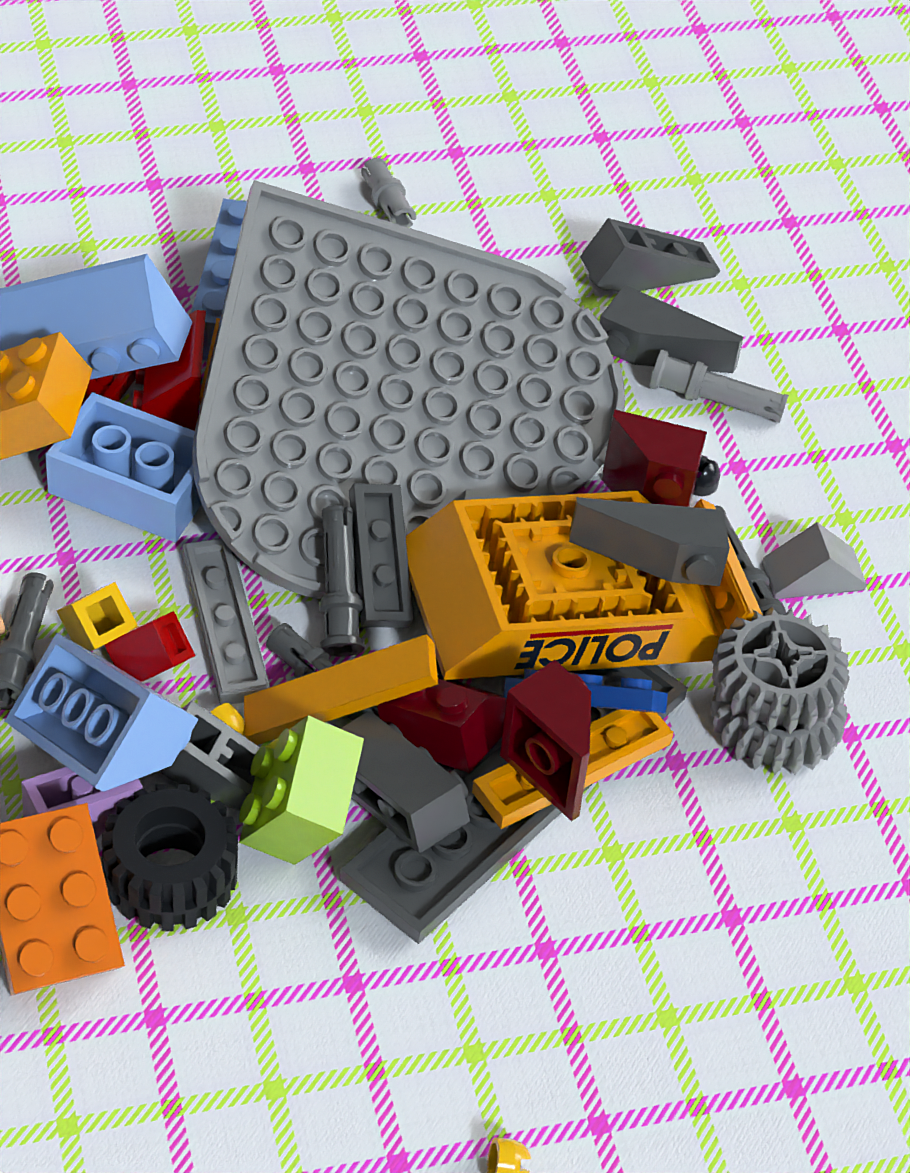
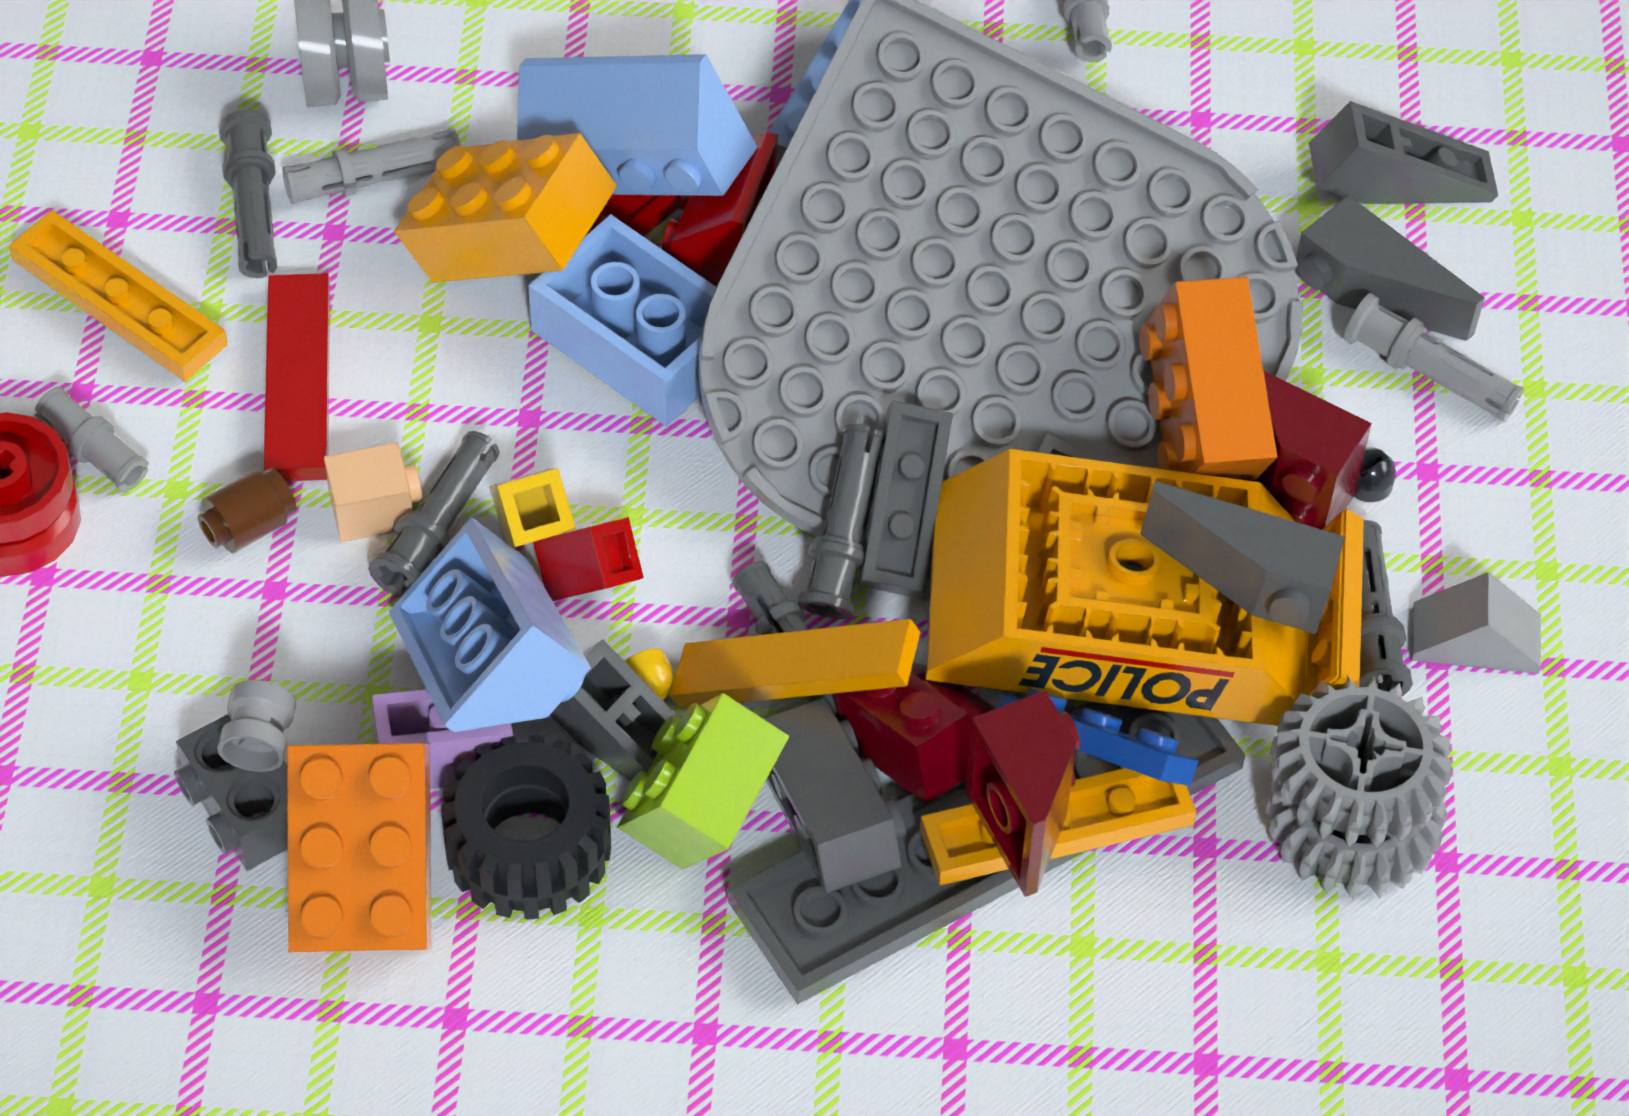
camera: 20 degrees right, 5 degrees up
(225, 620) = (694, 542): light grey tile -> none
(579, 424) = (1209, 380): none -> orange brick

